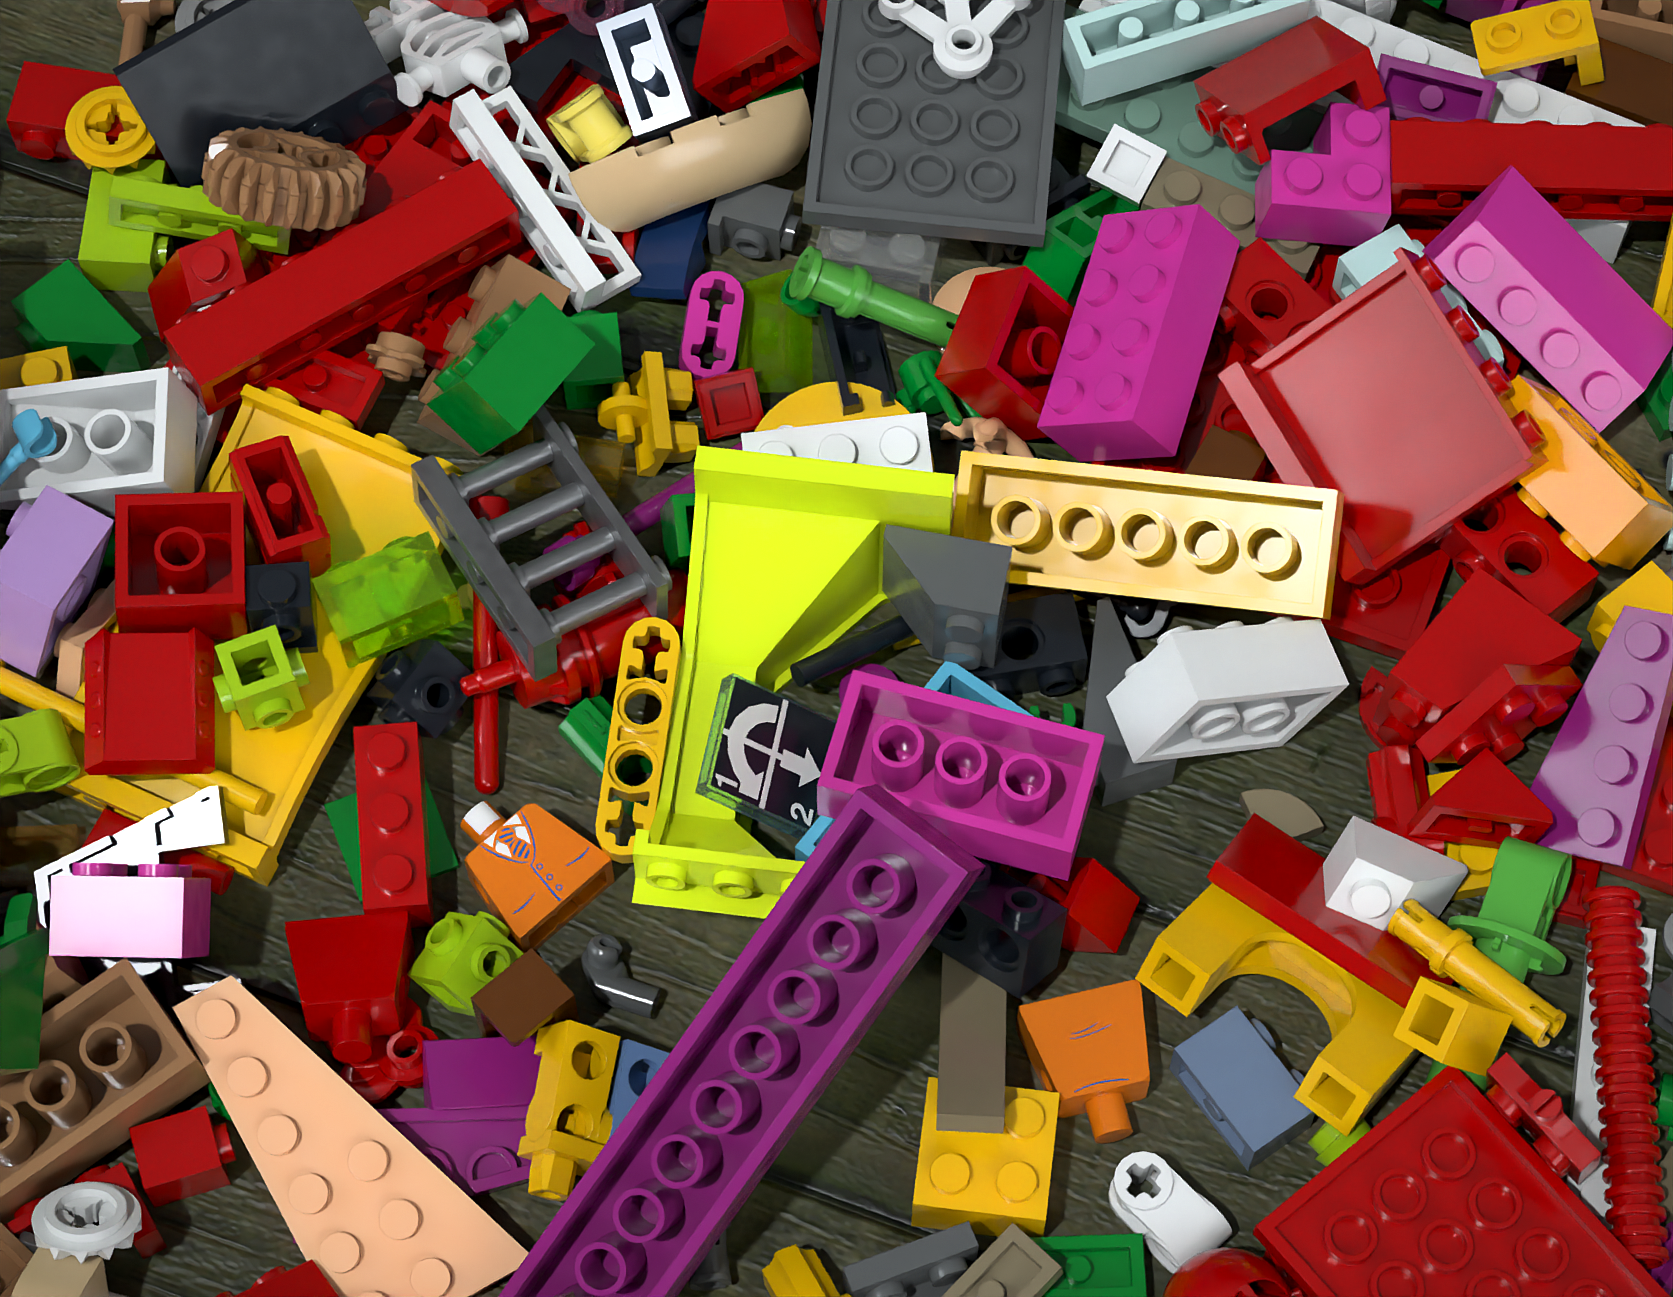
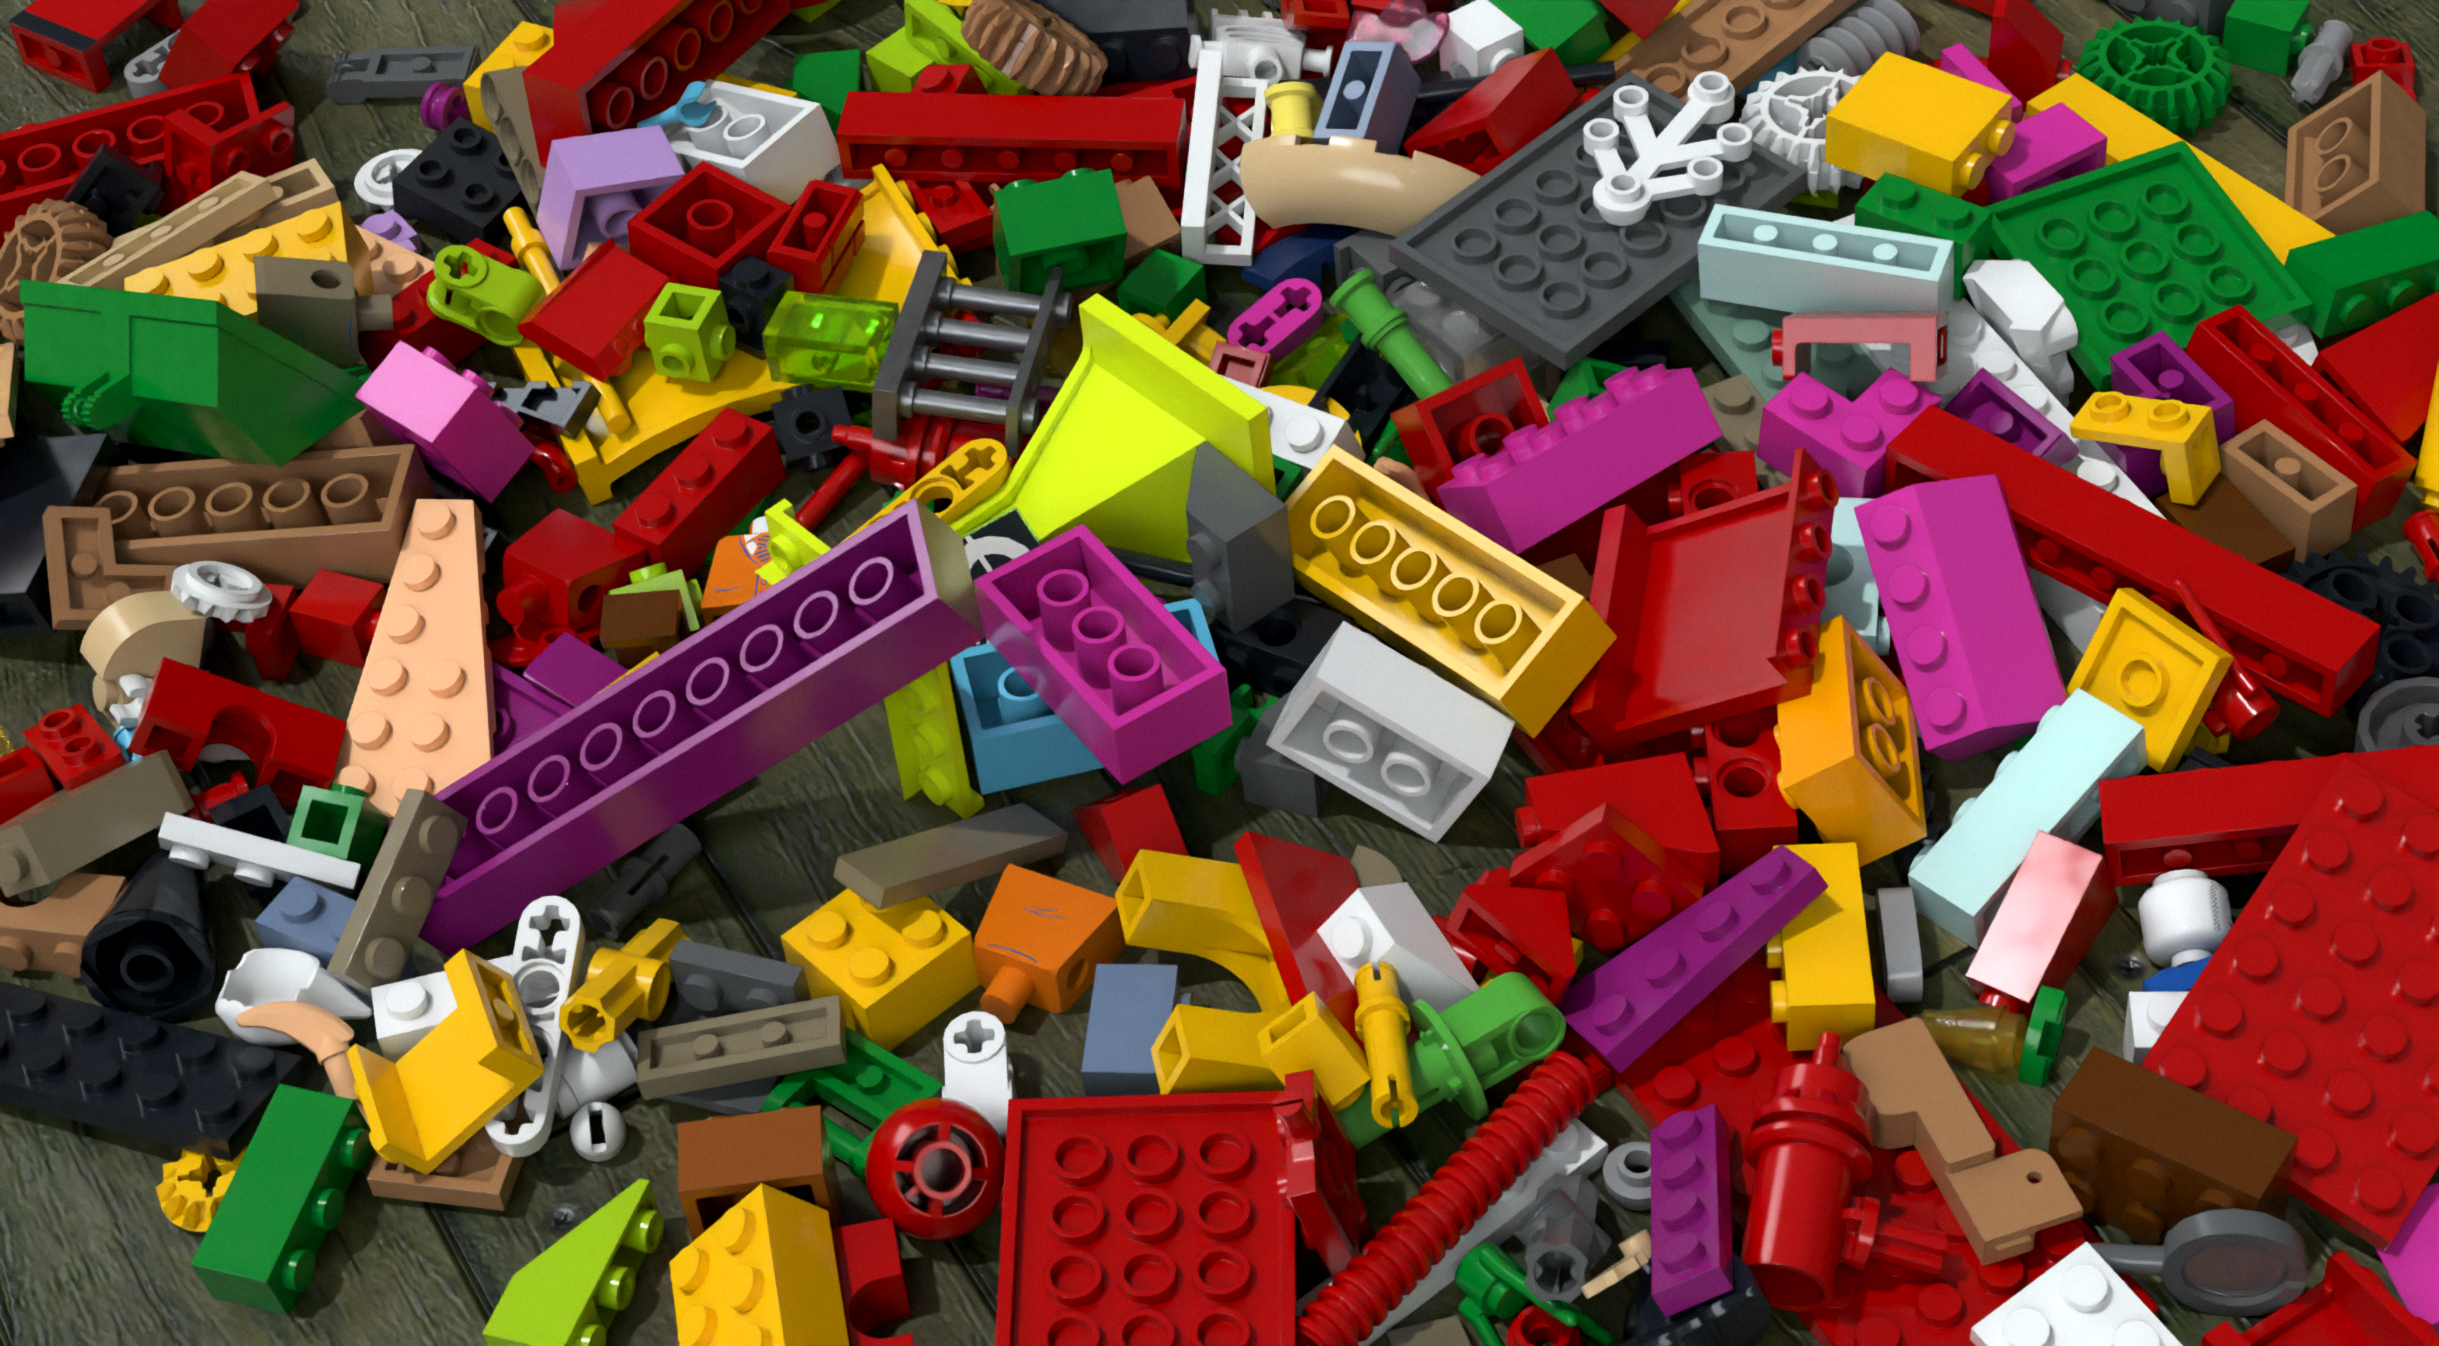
camera: 45 degrees right, 20 degrees down
(1004, 931) = (1047, 794): black brick -> none
(1126, 165) = (1707, 355): white plate -> none

